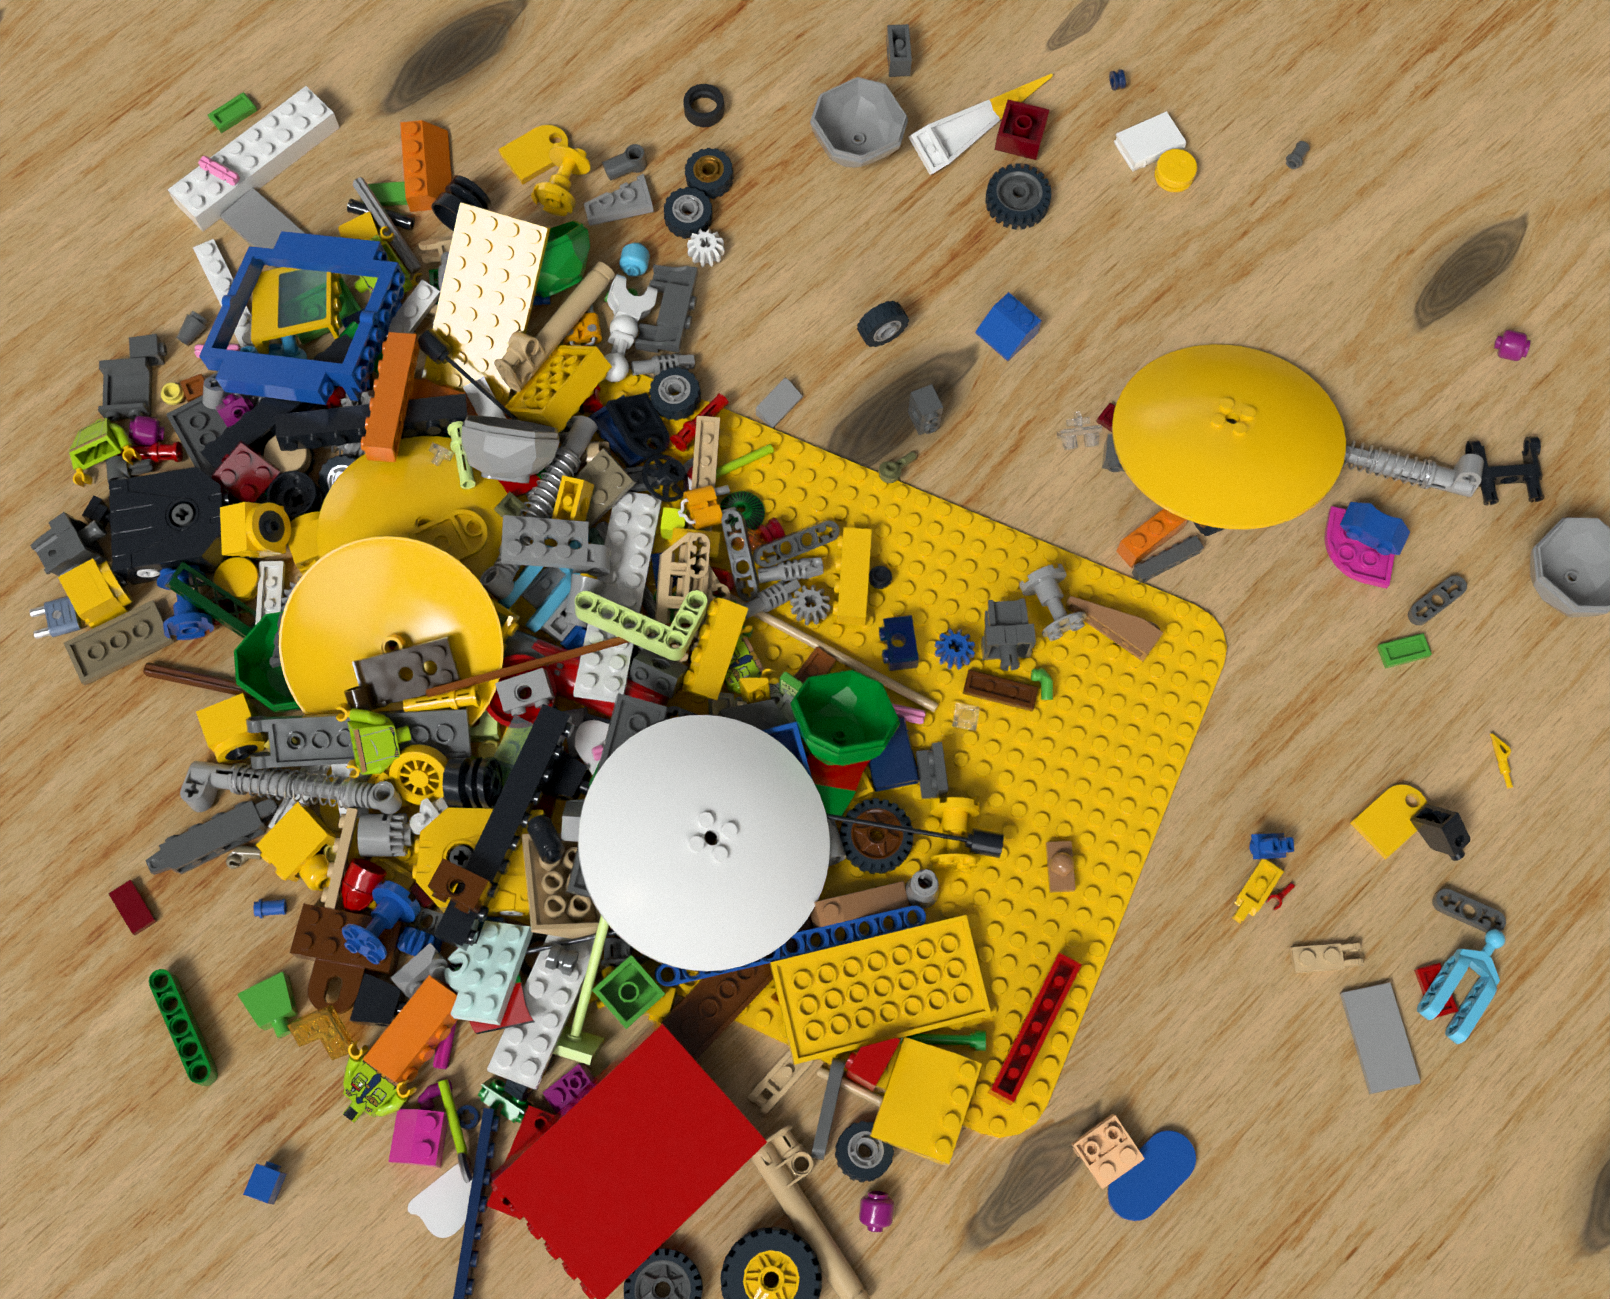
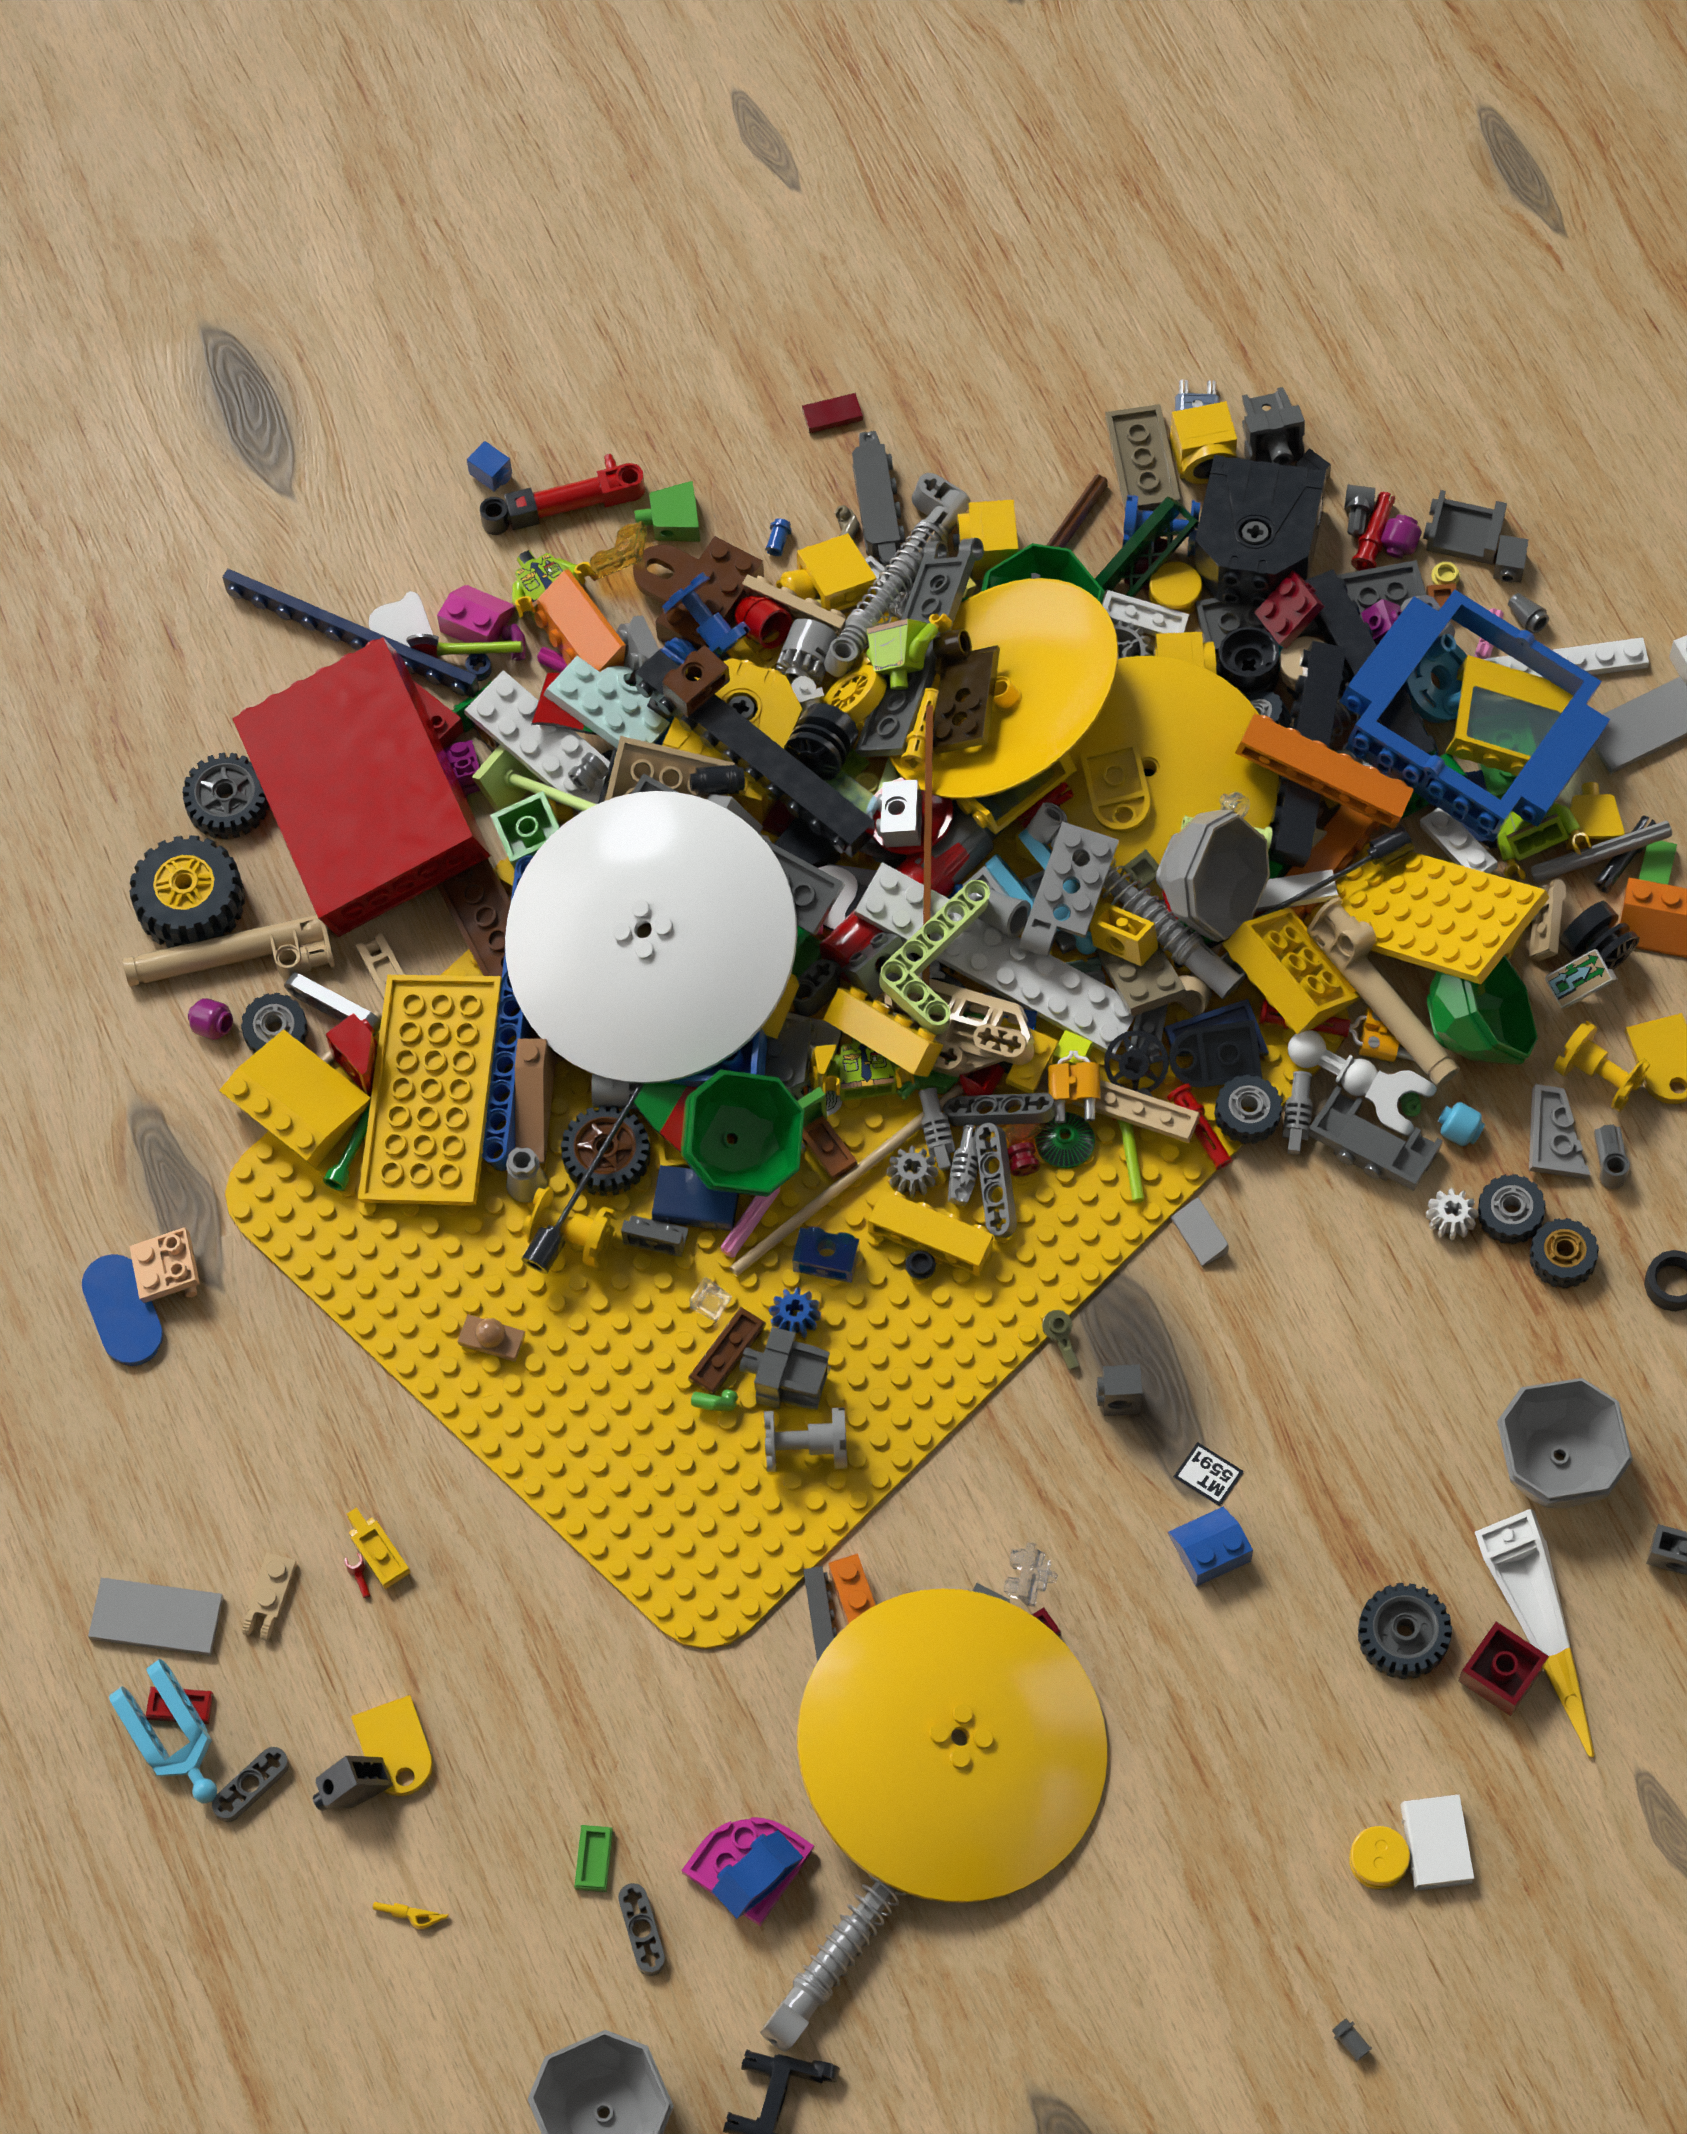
camera: 115 degrees right, 5 degrees down
(97, 444) = (1395, 481): lime torso -> none
(191, 1036) = (695, 434): green beam -> none
(254, 529) = (1208, 598): yellow piece -> none
(294, 1129) = (526, 507): none -> red piece
(377, 1002) = (630, 601): black torso -> none
(496, 200) = (1580, 979): none -> panel
(882, 323) = (1260, 1380): black wheel -> none
(954, 348) = (1208, 1474): none -> sticker
(1034, 1029) = (322, 1233): red brick -> none
(1117, 79) = (1551, 1837): dark blue bush -> none
(1124, 629) = (740, 1520): medium nougat slope -> none
(1270, 845) = (418, 1577): blue hips -> none

